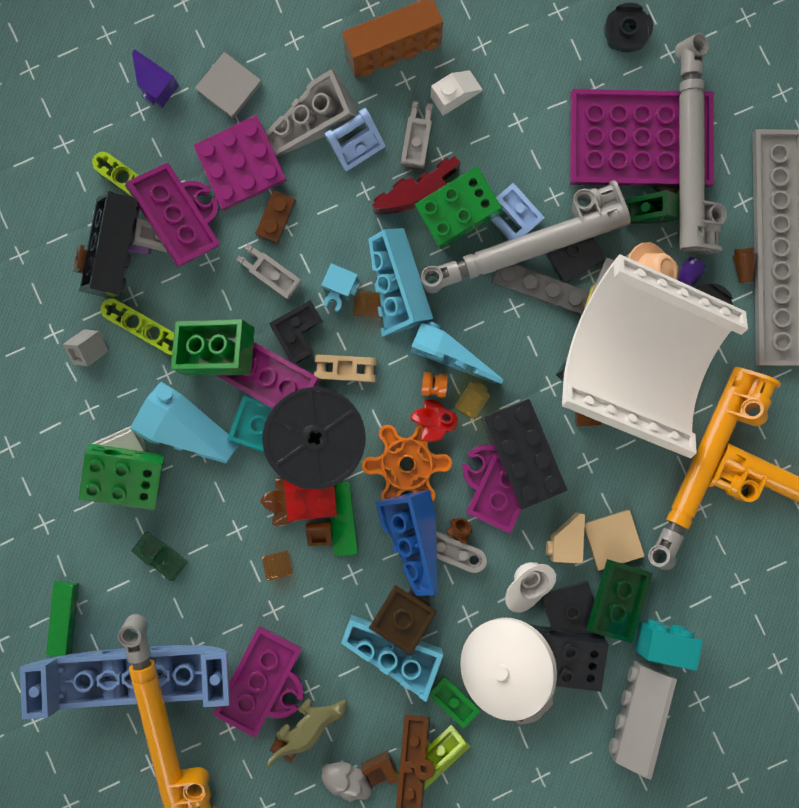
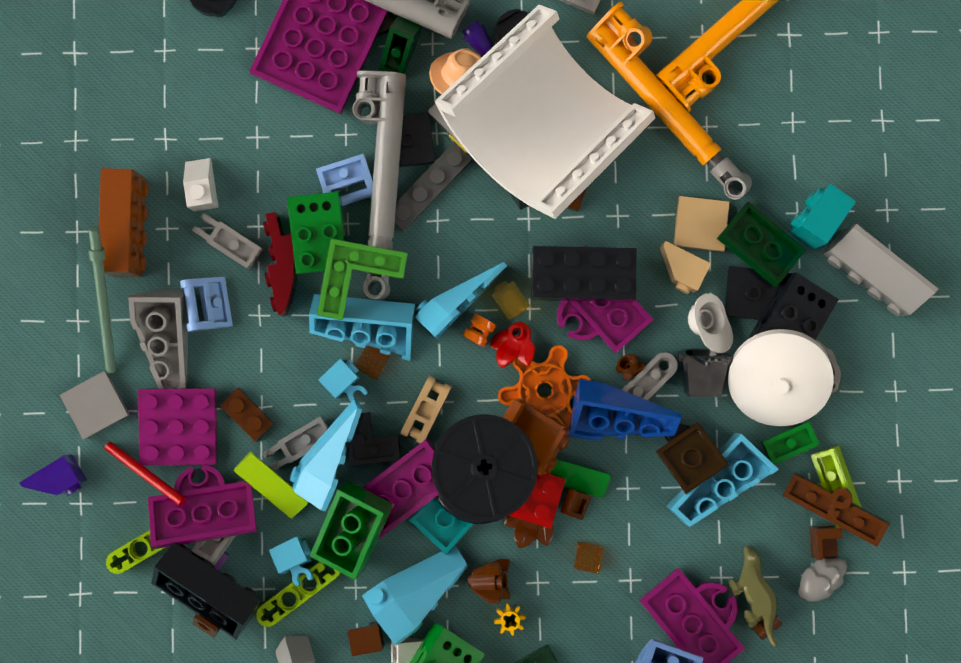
camera: 65 degrees left, 0 degrees up
(124, 402) = (366, 639): none -> reddish brown panel
(168, 307) = (291, 556): none -> medium azure brick
(187, 152) = (146, 474): none -> red bar
(199, 515) = (510, 626): none -> yellow gear
(220, 488) = (491, 581): none -> reddish brown brick
(223, 263) = (270, 484): none -> lime slope
(250, 296) = (317, 469): none -> medium azure wedge
(354, 24) = (97, 255): none -> sand green bar
(369, 476) = (543, 431): none -> dark orange panel
(442, 236) = (350, 256): none -> bright green plate
(483, 597) = (703, 371): none -> black container

